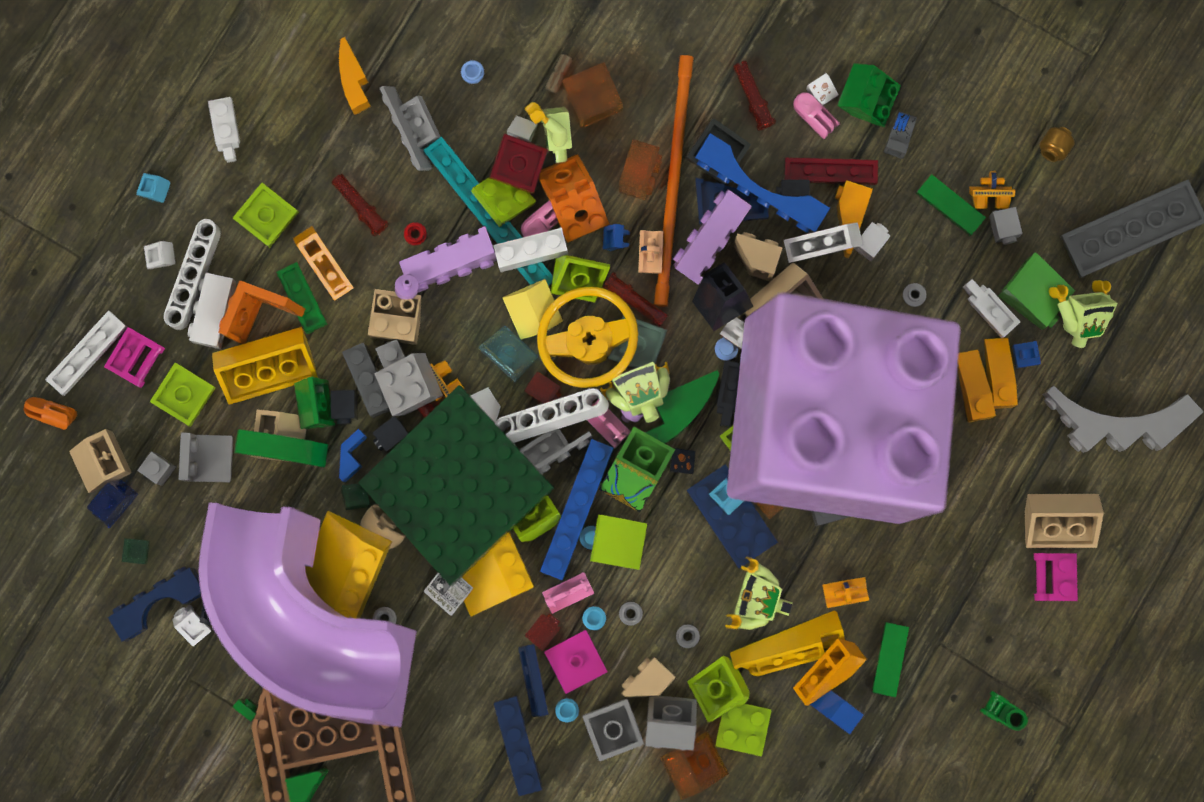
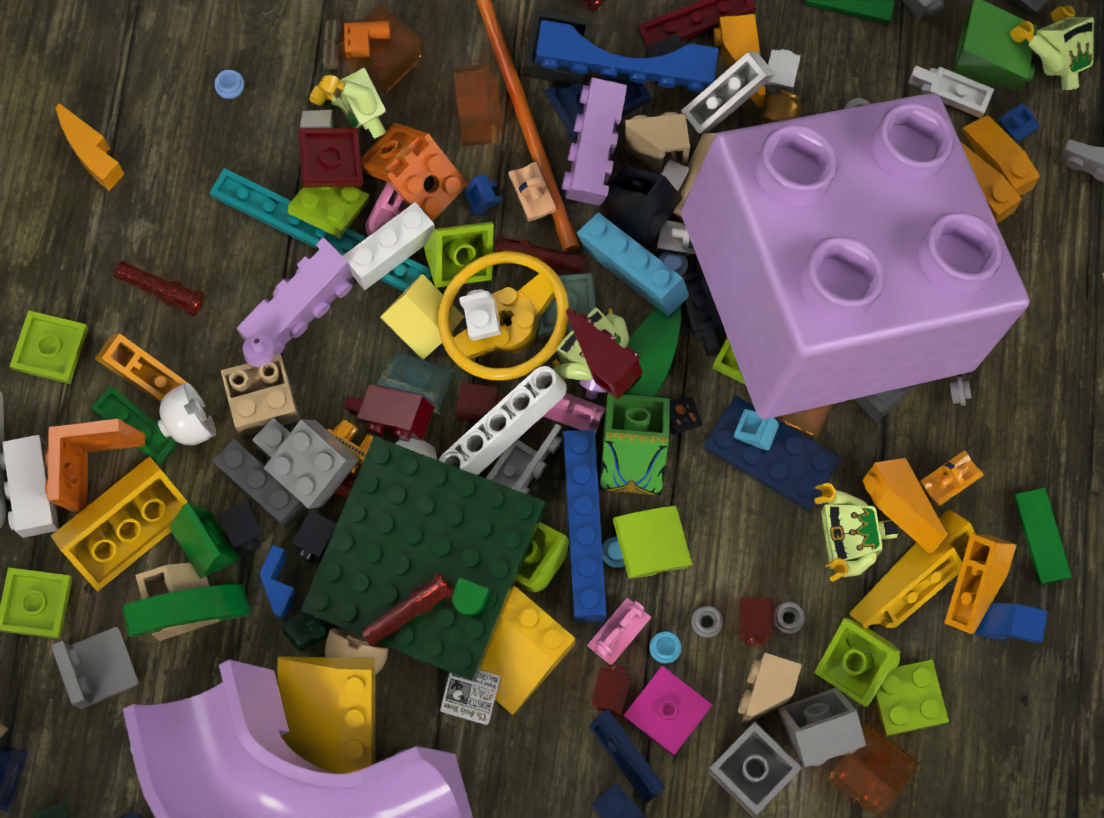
camera: 30 degrees left, 10 degrees down
(156, 468) = (38, 707): light grey brick -> none
(337, 310) = (184, 416): none -> white cylinder
(414, 125) = (185, 167): light grey bracket -> none
(415, 227) = (241, 284): red plate -> none
(437, 517) = (420, 601): none -> clear red pin
(472, 530) = (469, 597): none -> green tile
(481, 370) = (392, 412): none -> dark red hinge
(567, 710) = (685, 775): medium azure plate -> none
(570, 331) = (480, 314): none -> white bracket
(577, 82) = (358, 36): none -> orange piece
(638, 406) = (608, 362): none -> dark red slope
(662, 628) = (754, 620): none -> clear red brick
(695, 339) = (633, 264): none -> medium azure brick
(755, 286) = (675, 173): none -> white slope
(803, 593) = (903, 500): none -> light orange slope
(857, 270) = (780, 107): none -> pearl gold head
(884, 532) = (960, 390): none -> light grey plate

